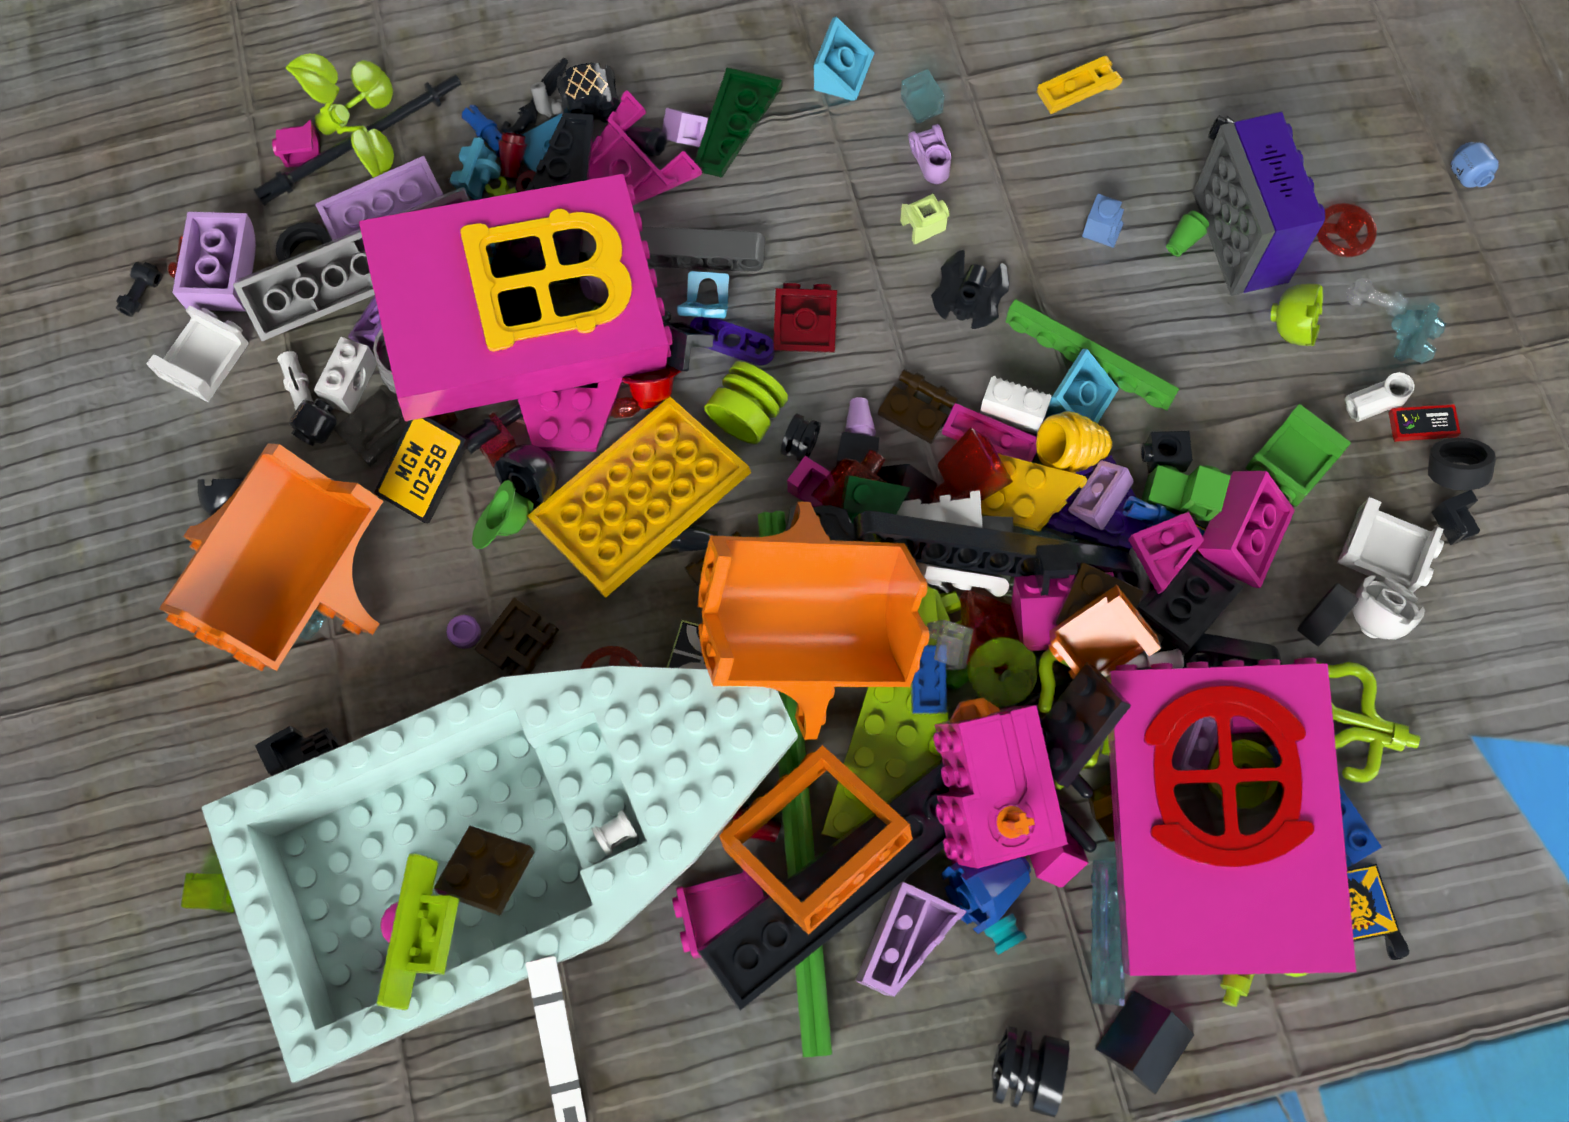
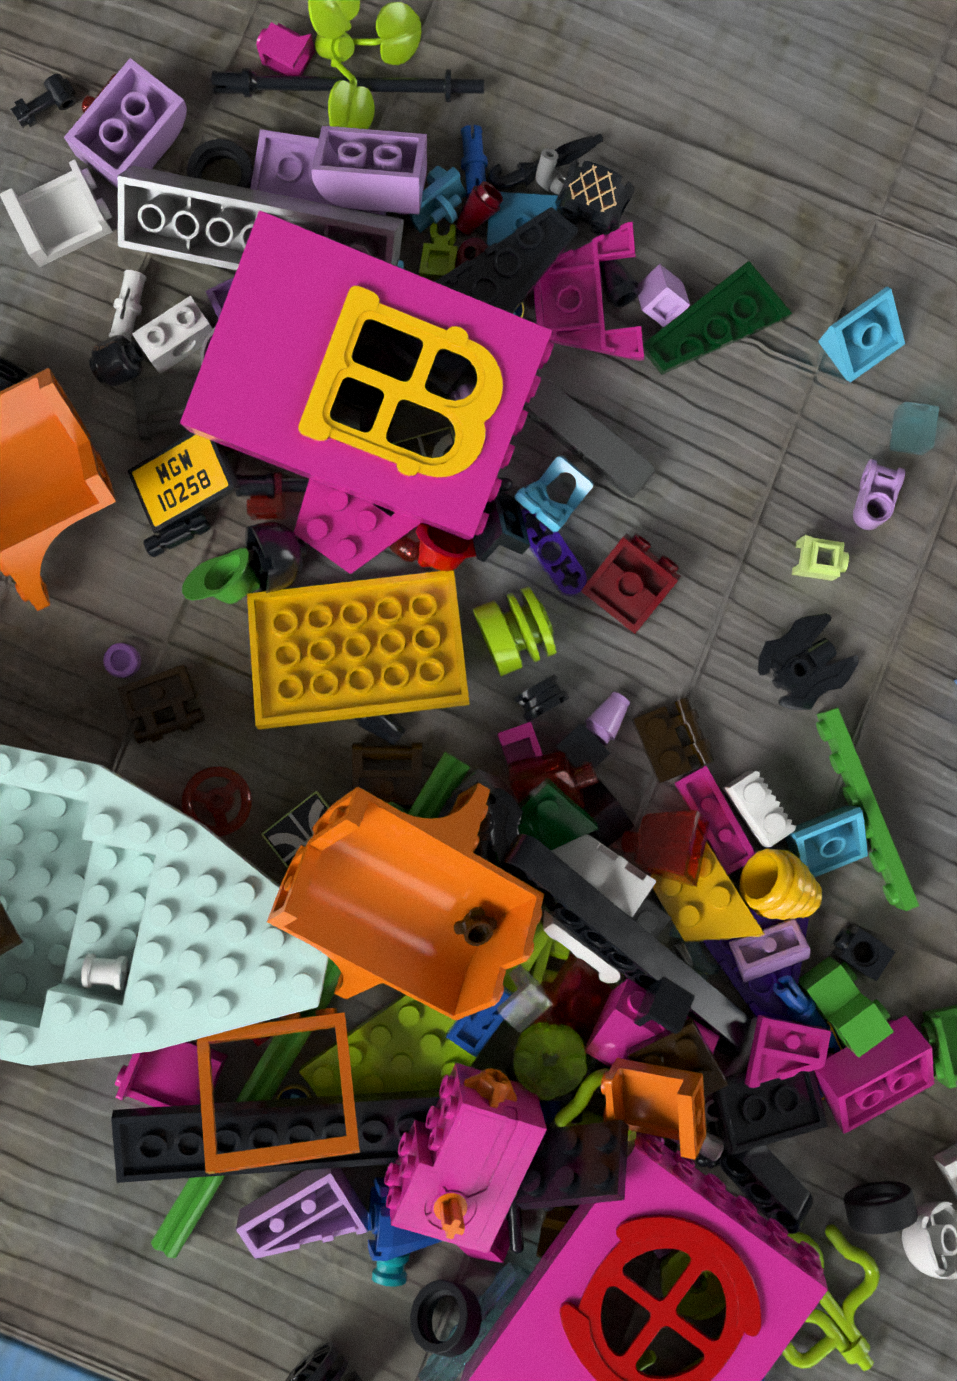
camera: 30 degrees right, 15 degrees up
(418, 168) = (371, 169): none -> lavender brick
(443, 513) = (176, 534): none -> black axle
(880, 612) = (476, 927): none -> dark brown plate
(1055, 933) = (422, 1315): none -> black tyre

